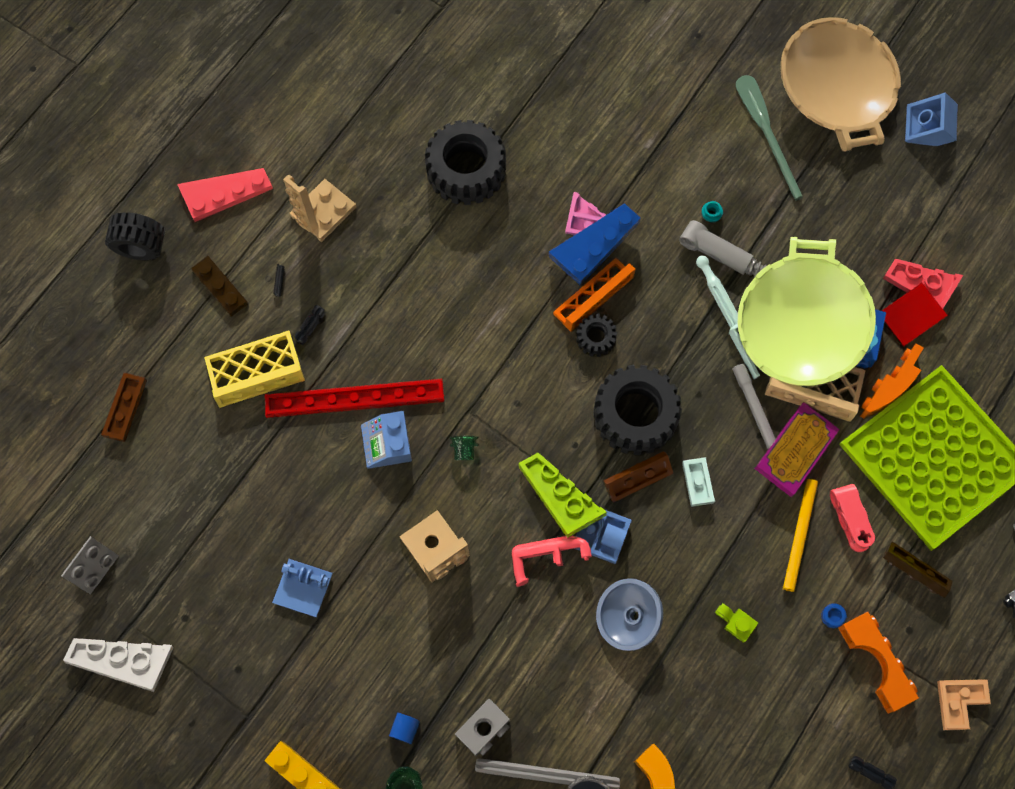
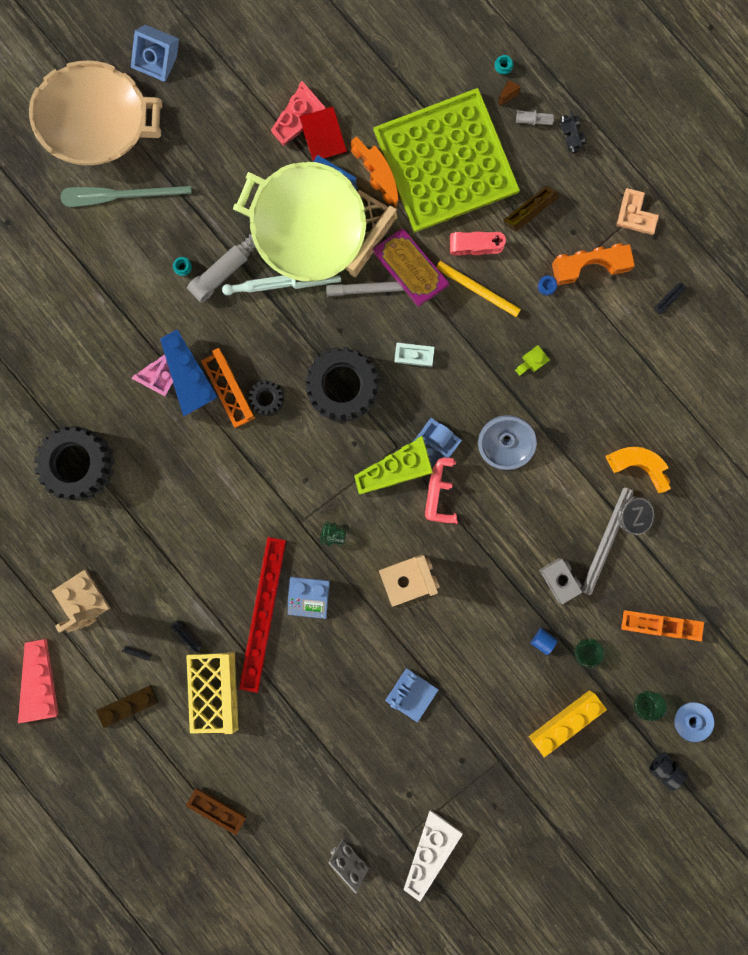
camera: 75 degrees left, 15 degrees up
(135, 236) = (61, 772): black tyre -> none
(638, 476) = (397, 400): reddish brown plate -> none

